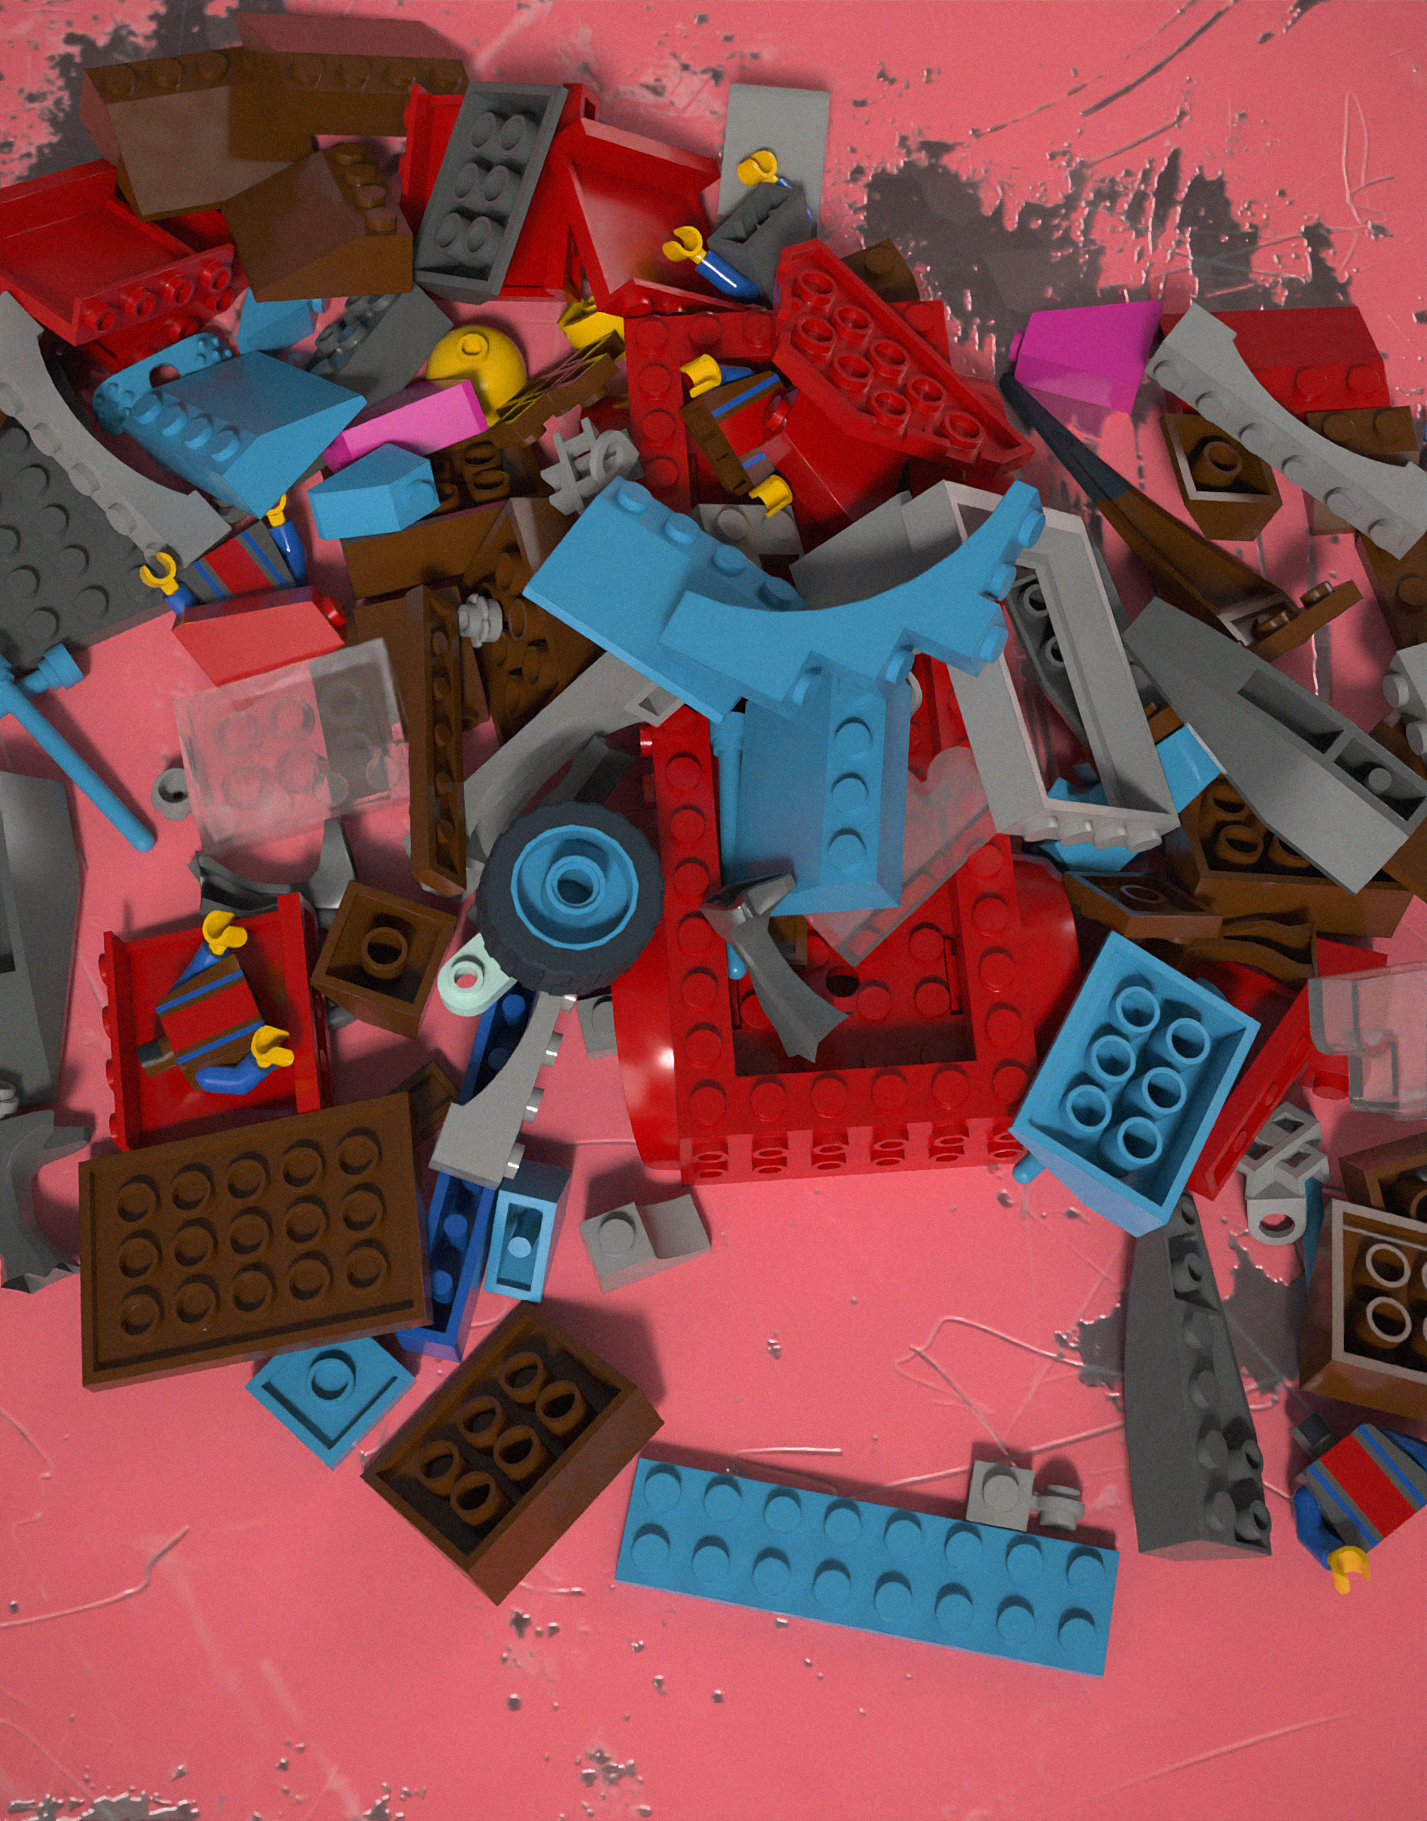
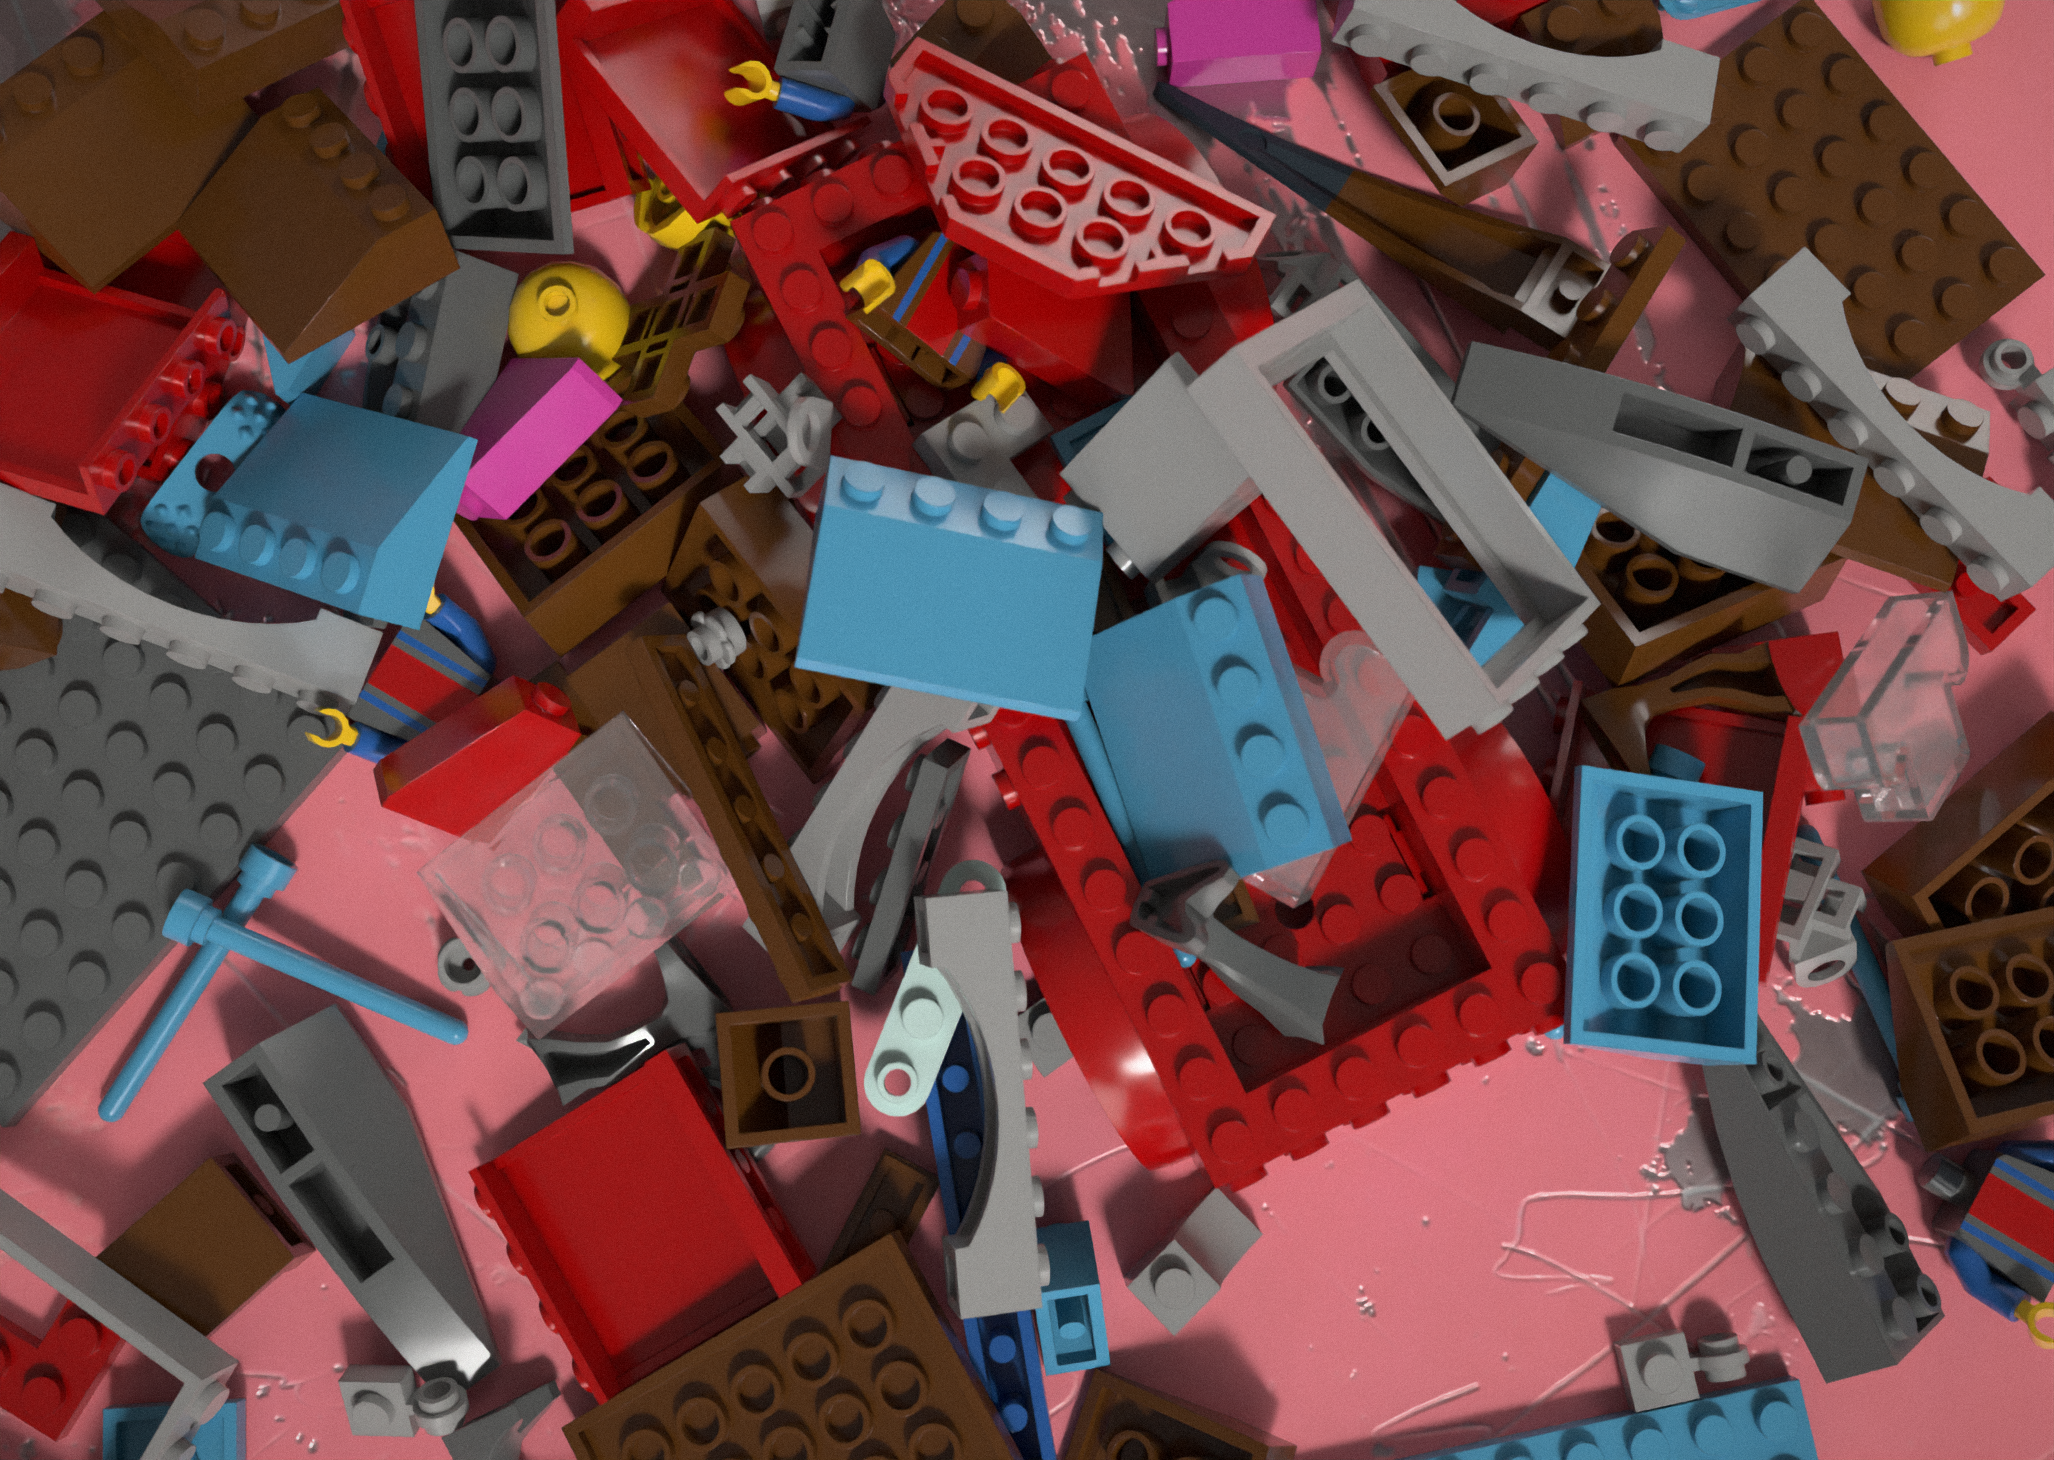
camera: 25 degrees left, 15 degrees up
(215, 1020) = (643, 1229): torso -> none
(374, 495) = (533, 541): dark azure slope -> none
(569, 897) = (995, 989): wheel -> none
(868, 642) = (1307, 523): dark azure arch -> none
(1141, 906) = (1592, 705): reddish brown plate -> none

